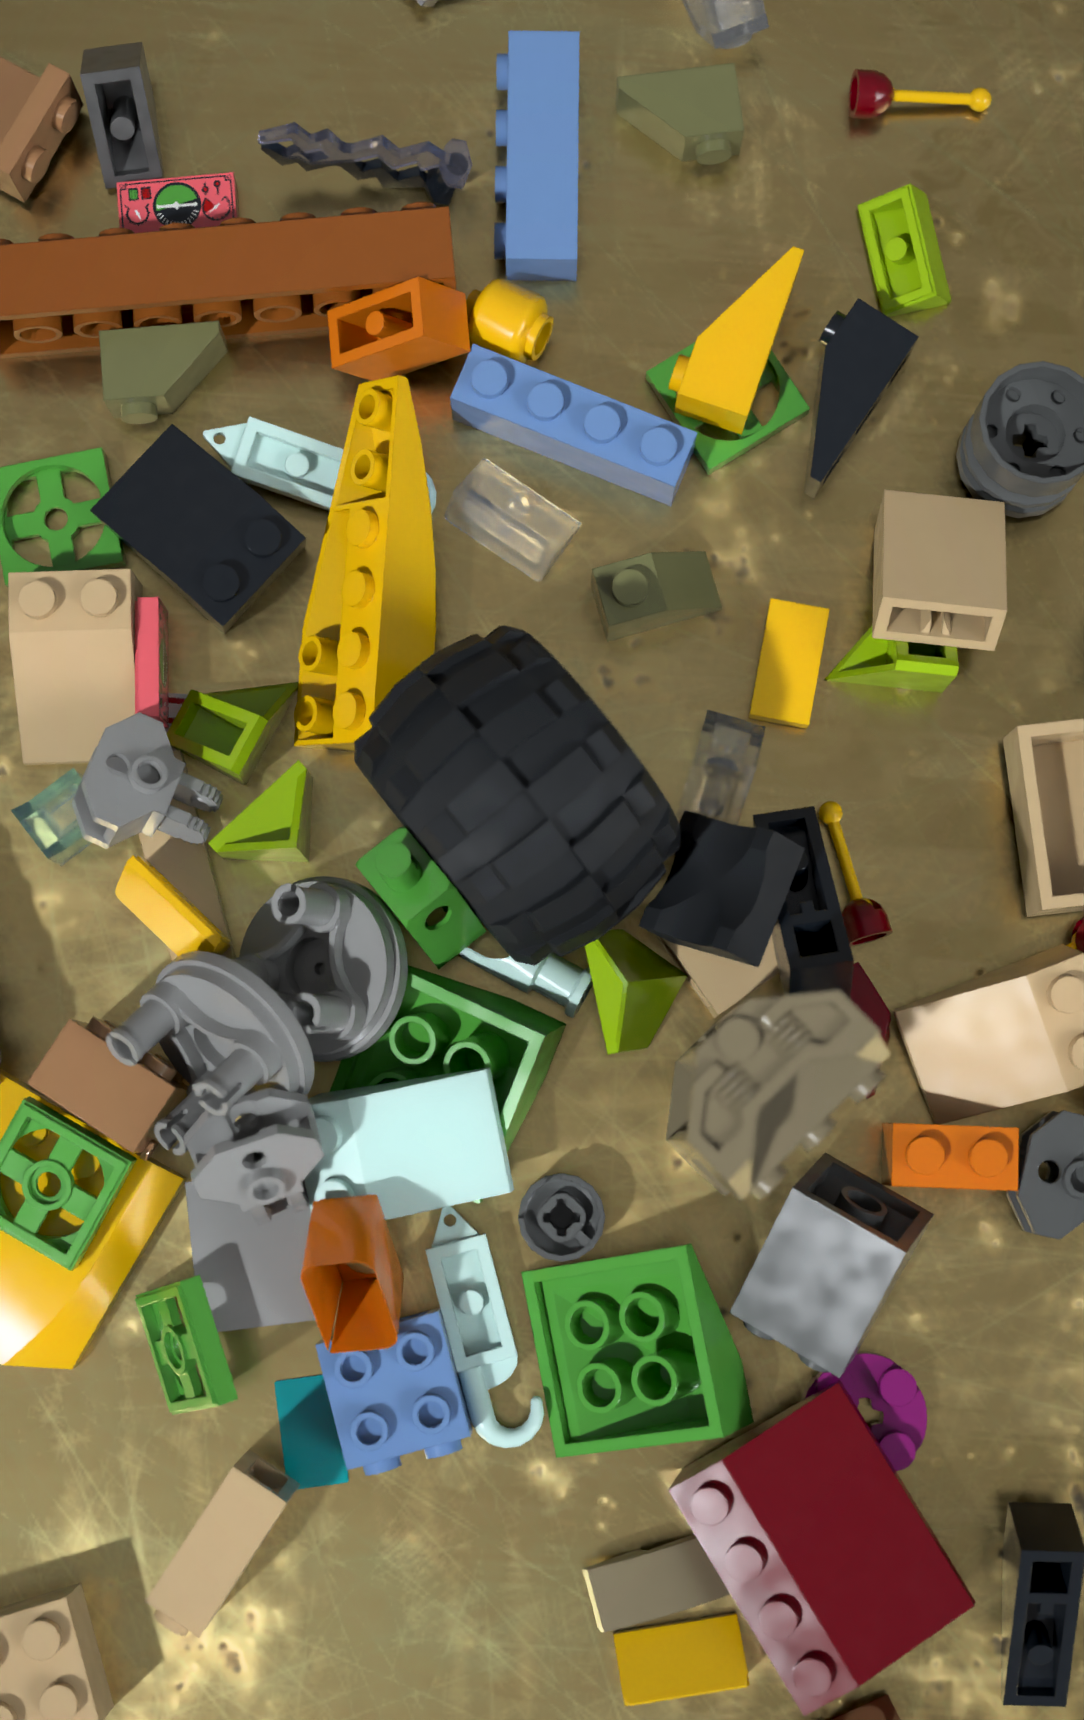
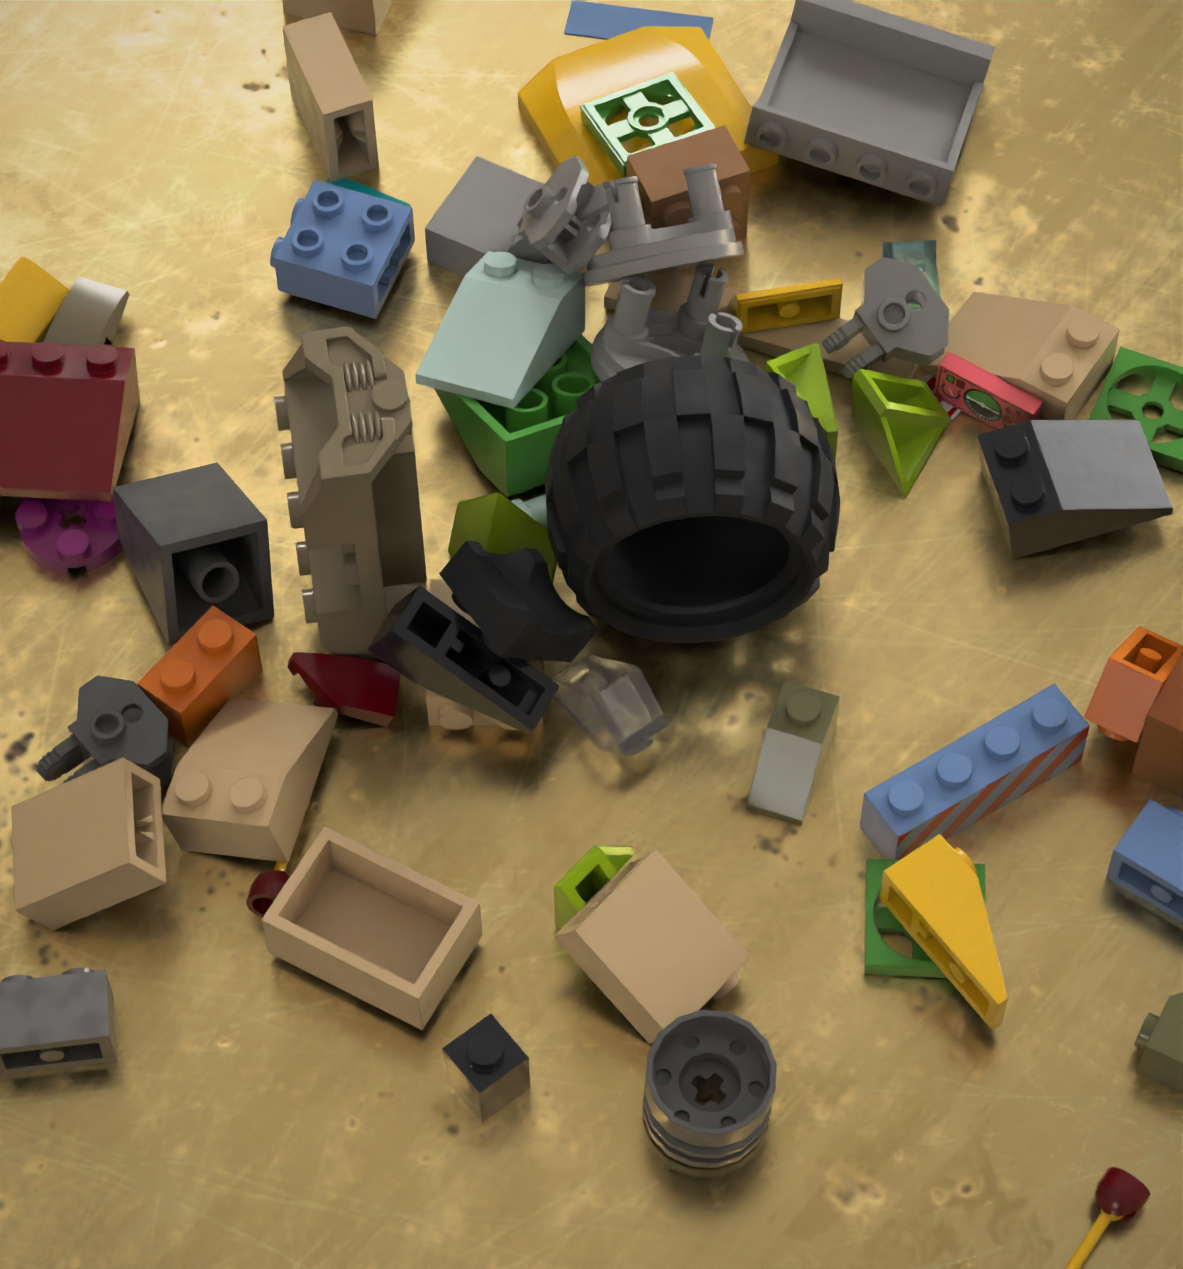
camera: 125 degrees right, 25 degrees down
(179, 1348) = (472, 141): bright green piece -> none
(284, 461) = (1063, 585): light aqua plate -> none
(369, 1304) = (444, 243): orange piece -> none
(374, 574) = (938, 562): yellow wedge -> none
(477, 1326) = (394, 334): light aqua plate -> none
(509, 320) = (1096, 782): yellow head -> none
(511, 519) = (932, 706): clear slope -> none
(634, 1353) = (213, 400): bright green slope -> none
(788, 663) = (664, 821): yellow tile -> none
(854, 373) = (863, 1002): black slope -> none
(863, 917) = (423, 741): hinge -> none
(904, 251) = (953, 1140): lime slope -> none

